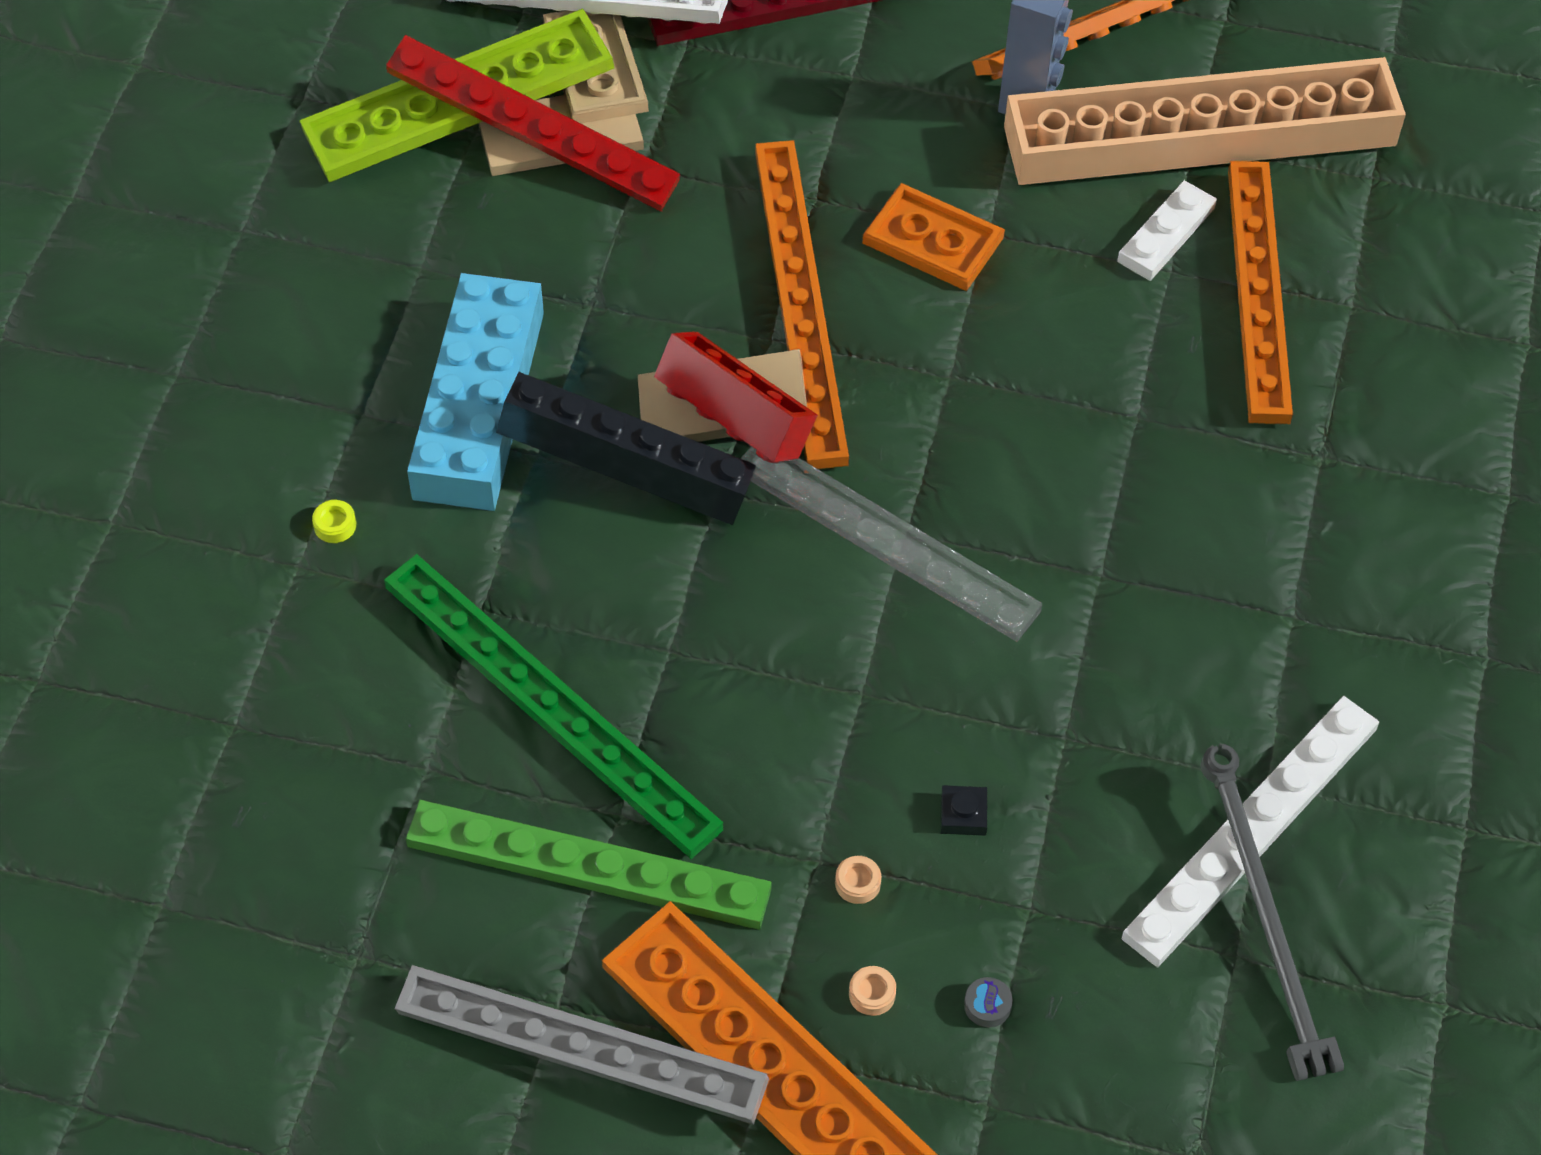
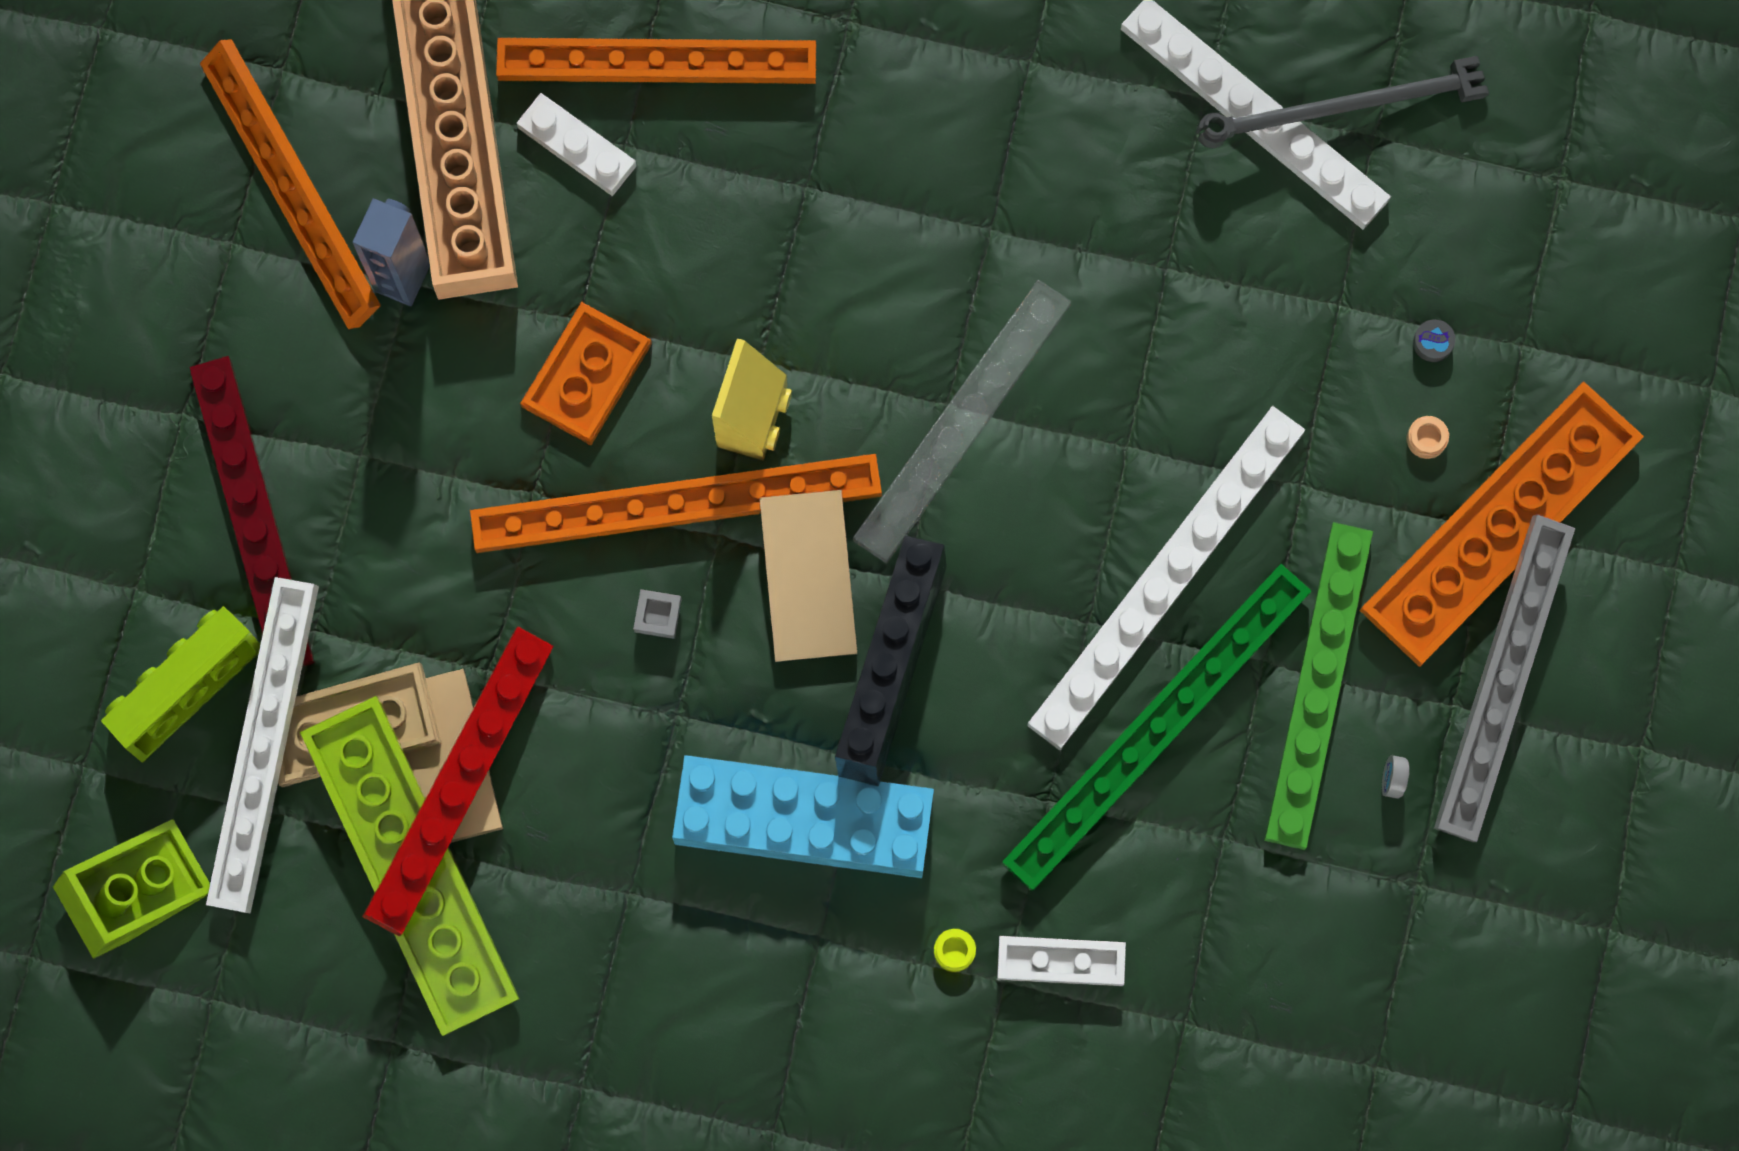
camera: 90 degrees left, 20 degrees up
(309, 608) = (1061, 961): none -> white plate
(476, 929) = (1395, 776): none -> light grey tile
(689, 283) = (657, 614): none -> light grey plate
(720, 725) = (1165, 578): none -> white plate
(735, 397) = (834, 555): red brick -> none
(858, 879) = (1321, 449): light nougat tile -> none
(897, 331) = (750, 403): none -> light yellow slope
(964, 810) = (1248, 357): black plate -> none

